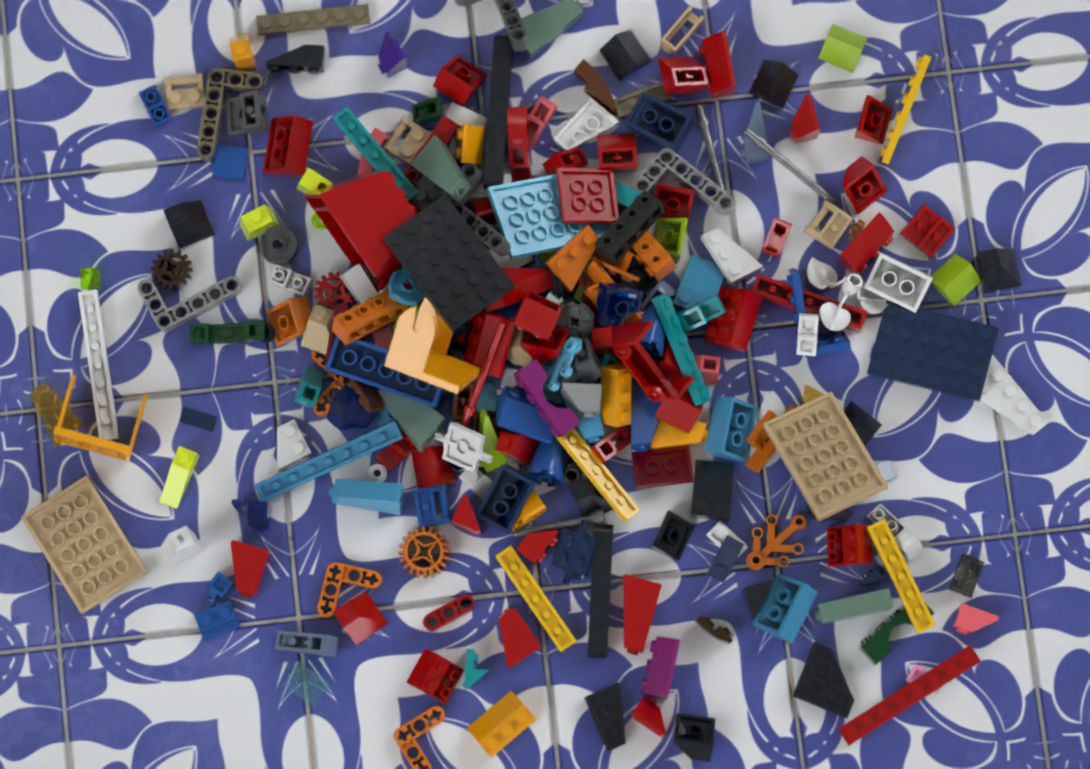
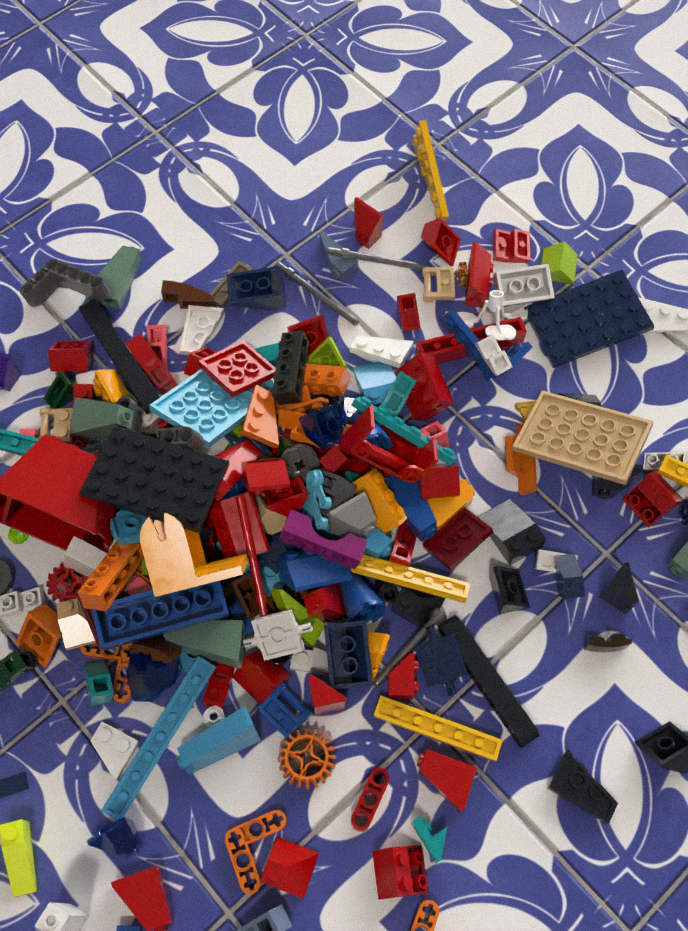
camera: 40 degrees left, 15 degrees down
(501, 724) = (495, 872): light orange slope -> none
(617, 152) = (239, 328): red slope -> none
(624, 54) = (193, 264): black slope -> none
(638, 610) = (533, 673): red slope -> none
(649, 715) = (620, 760): red slope -> none
(660, 667) = (594, 708): magenta slope -> none
(682, 75) = (251, 248): red slope -> none
(685, 178) = (306, 310): light grey beam -> none
(686, 16) = (221, 237): tan window -> none
(718, 65) = (272, 225): red slope -> none
(729, 428) = (486, 473): dark azure slope -> none
(774, 83) = (320, 215): black slope -> none
(774, 544) = (593, 538): orange plant -> none
(785, 608) = (651, 583): dark azure slope -> none
(842, 48) = (353, 170): lime slope -> none
(873, 121) = (411, 199): red slope -> none
(998, 269) = (582, 240): black slope -> none

